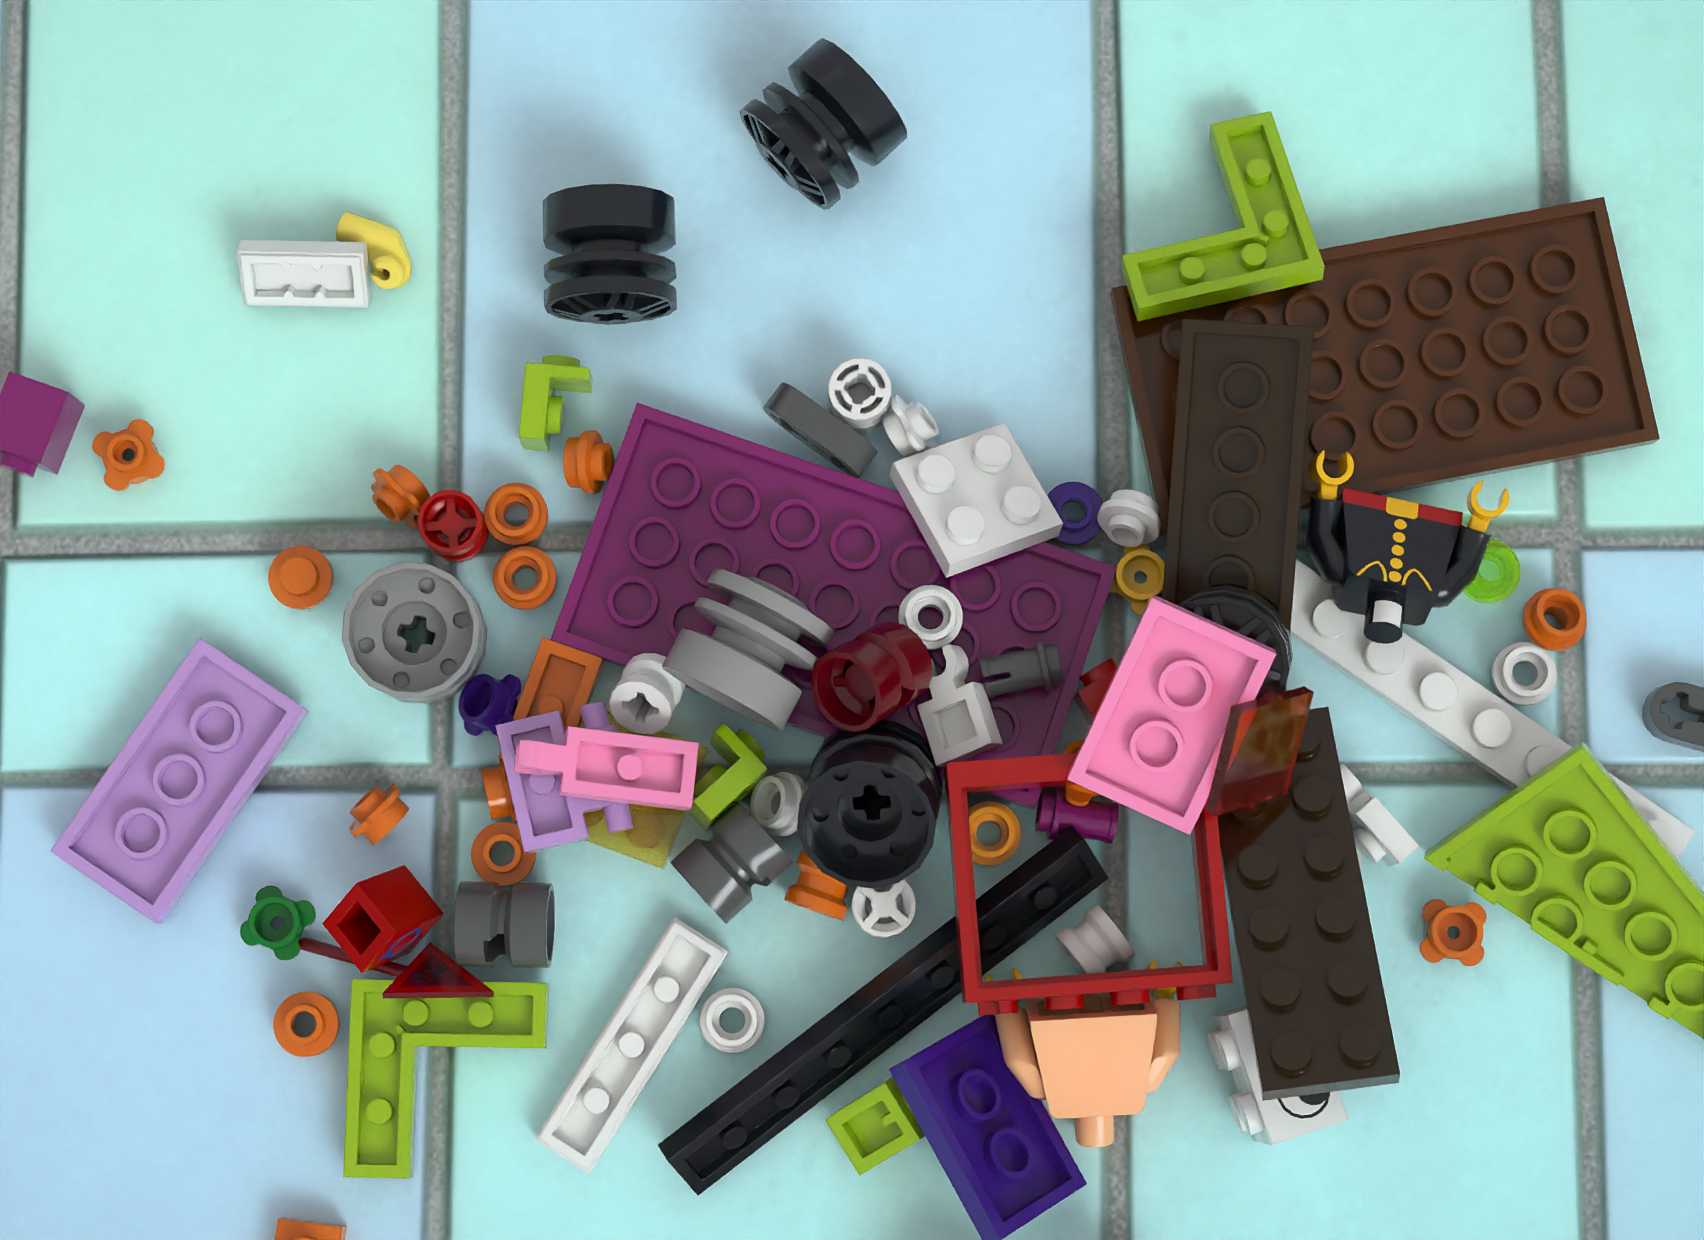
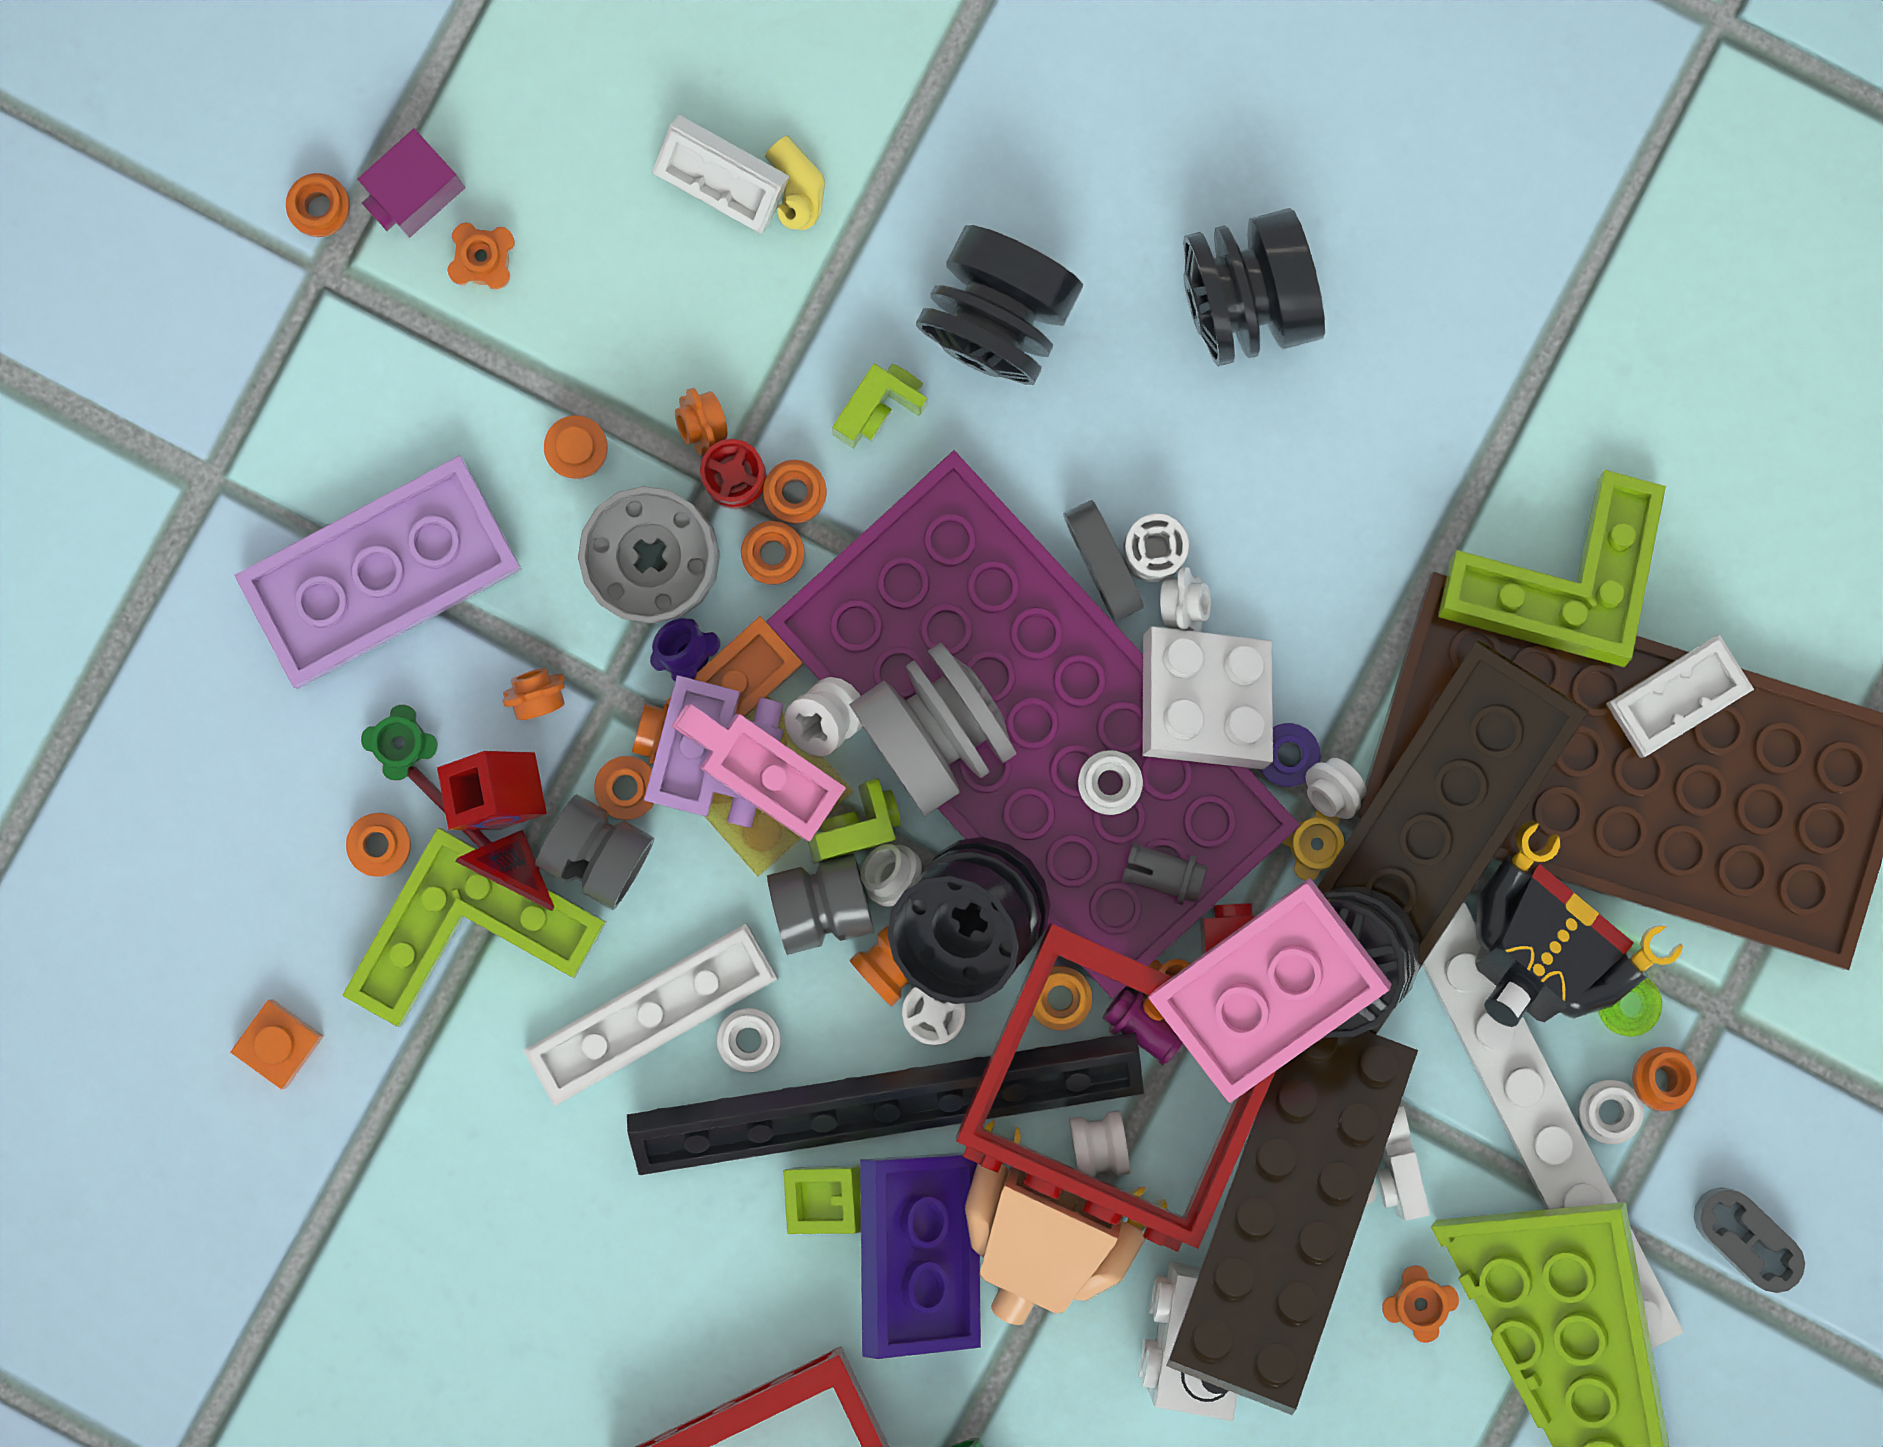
camera: 30 degrees right, 5 degrees up
(587, 462) = (882, 479): orange plate -> none
(871, 676) = (1028, 810): dark red wheel -> none
(959, 715) = (1087, 885): white plate -> none
(1259, 750) = (1330, 1062): clear red piece -> none
(1383, 279) = (1679, 696): none -> white plate

